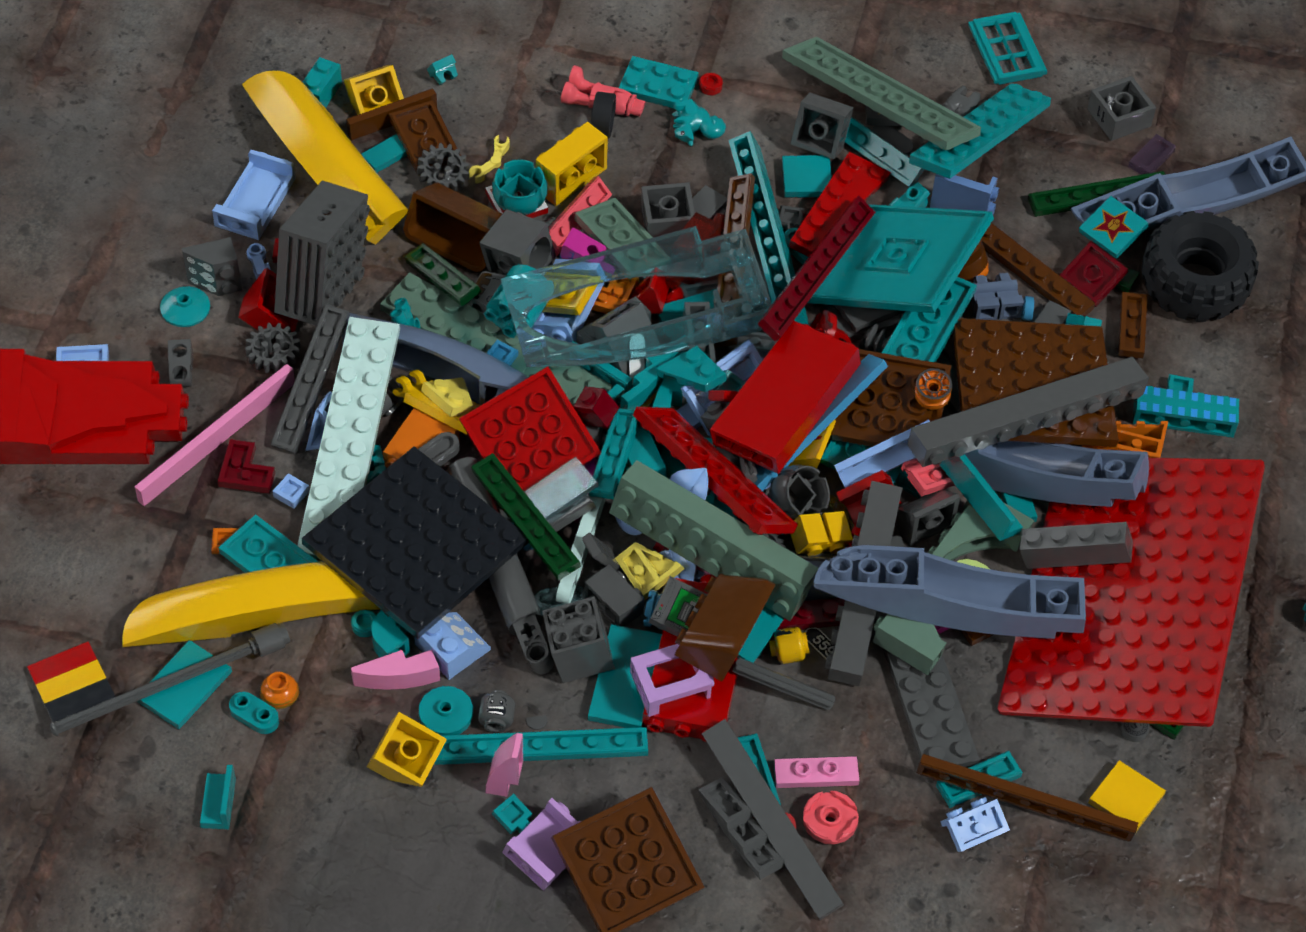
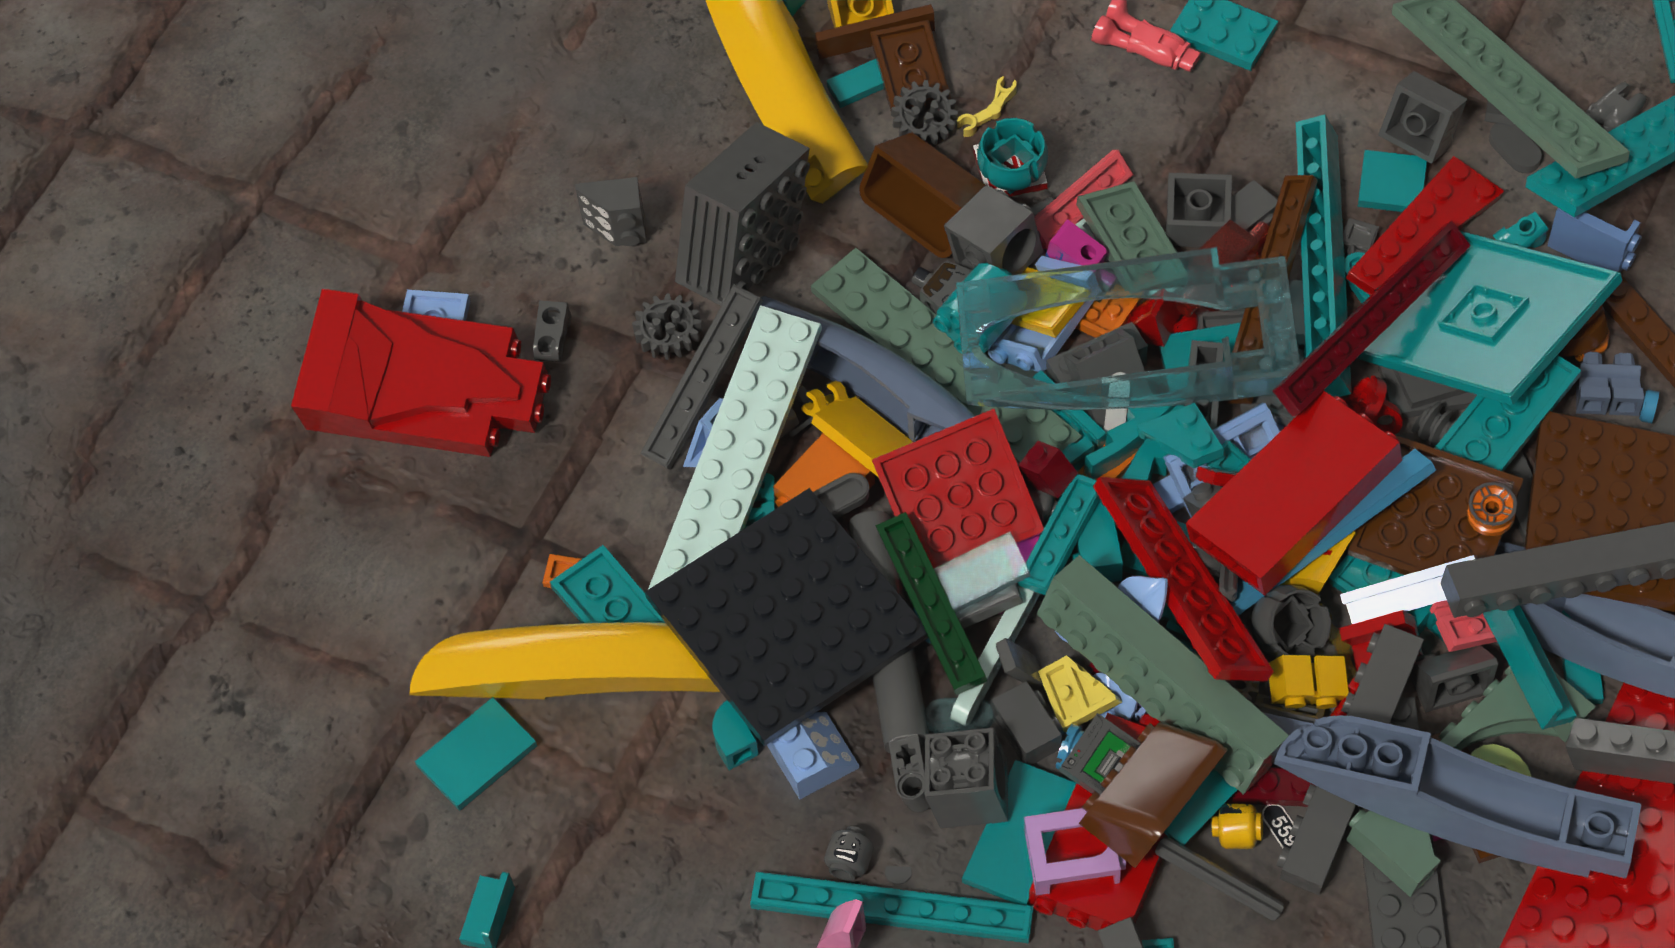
camera: 20 degrees right, 5 degrees up
(78, 690) = (349, 745): flag -> none
(185, 306) = (576, 264): teal dish -> none
(214, 435) = (574, 432): bright pink tile -> none
(240, 473) = (595, 485): dark red plate -> none
(252, 711) = (551, 803): teal plate -> none
(255, 195) = (686, 120): light blue panel -> none
(256, 254) = (671, 198): light blue plate -> none
(259, 304) = (658, 269): red slope -> none
(279, 690) = (589, 780): orange piece -> none
(291, 491) = (653, 519): light blue plate -> none
(362, 623) = (706, 705): teal tile -> none
(397, 671) = (734, 781): bright pink slope -> none
(403, 315) = (833, 307): teal plate -> none
(406, 751) = (726, 890): yellow slope -> none
(442, 274) = (895, 257): dark green tile -> none
(449, 395) = (870, 423): light yellow wing -> none
(449, 722) = (788, 858): teal plate -> none
(503, 352) = (948, 375): dark azure tile -> none
(573, 162) = (1088, 127): yellow brick -> none
(604, 112) = (1140, 66): black tyre -> none
(694, 118) = (1260, 84): teal animal -> none
(710, 84) = (1291, 38): red tile -> none
(882, 153) = (1495, 161): teal plate -> none

